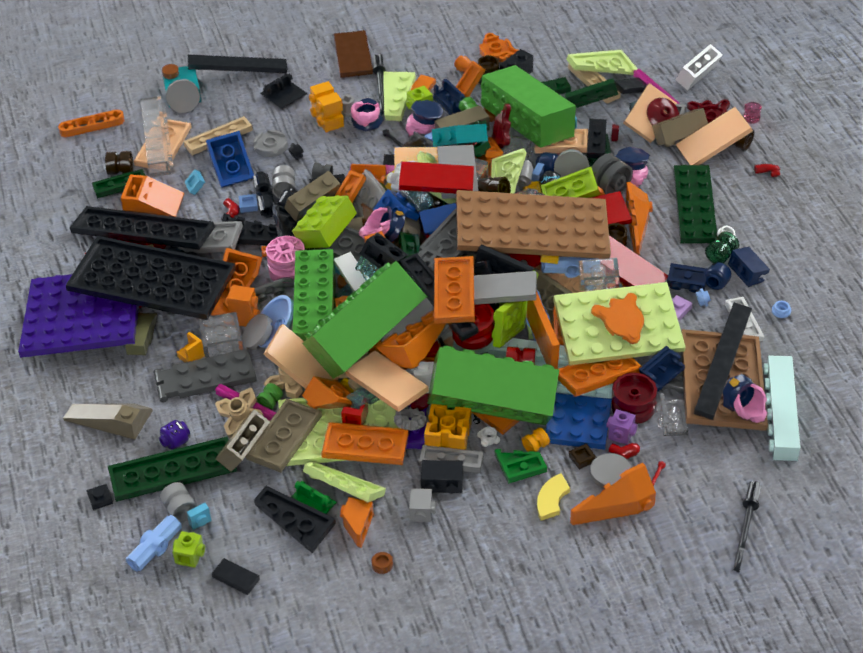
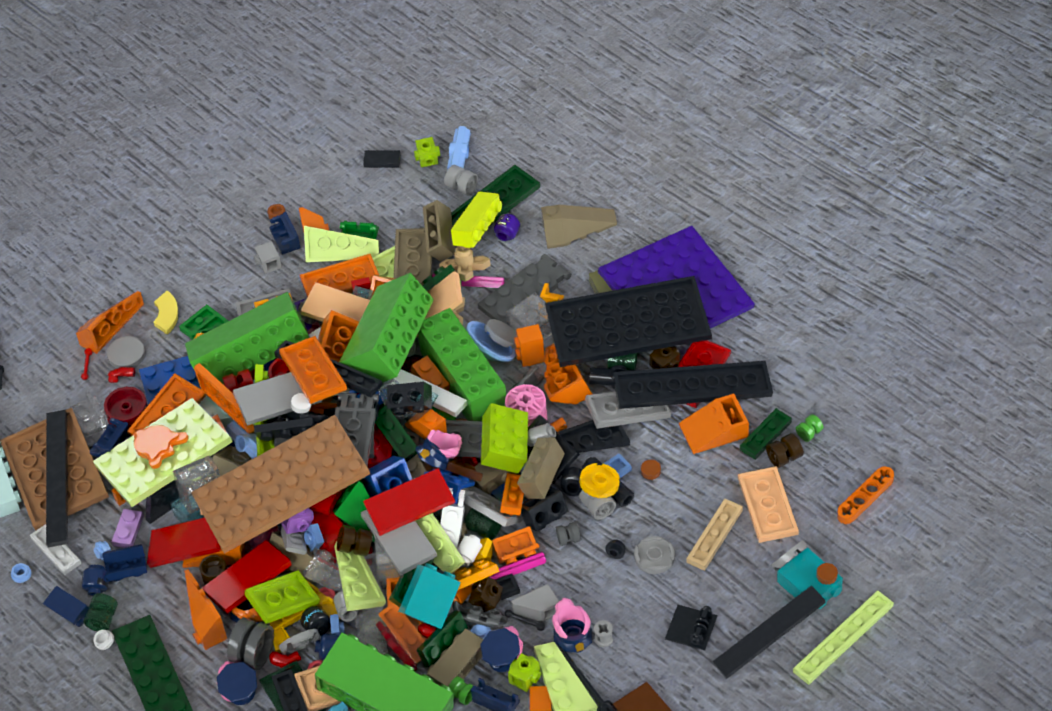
camera: 155 degrees right, 5 degrees up
(85, 173) = (810, 427): none -> bright green wheel
(99, 497) = (531, 166): black plate -> none
(156, 140) = (772, 492): clear brick -> none
(180, 57) = (843, 637): none -> yellowish green tile
(194, 182) = (689, 465): medium azure plate -> none
(199, 516) = (437, 180): medium azure plate -> none
(202, 423) = (476, 219): none -> neon yellow brick
(223, 194) = (650, 469): none -> dark orange tile
(229, 159) = (676, 506): blue slope -> none
(232, 206) = (626, 452): red arm -> none
(274, 178) = (599, 480): none -> yellow tile
(287, 386) = (440, 273): none -> dark green plate
(290, 218) = (541, 431): none -> light grey brick
(296, 518) = (365, 211): black wing -> none
(326, 106) = (617, 607): light orange brick -> none
(380, 137) = (536, 605): none -> light grey slope
(389, 527) = (284, 234): none -> dark blue hinge
(442, 476) = (263, 283): black brick -> none
(481, 269) = (300, 403): none -> white tile
(582, 456) = (155, 355): dark brown tile -> none
(621, 426) = (129, 379): medium lavender brick -> none
(745, 398) = (21, 432): piece -> none

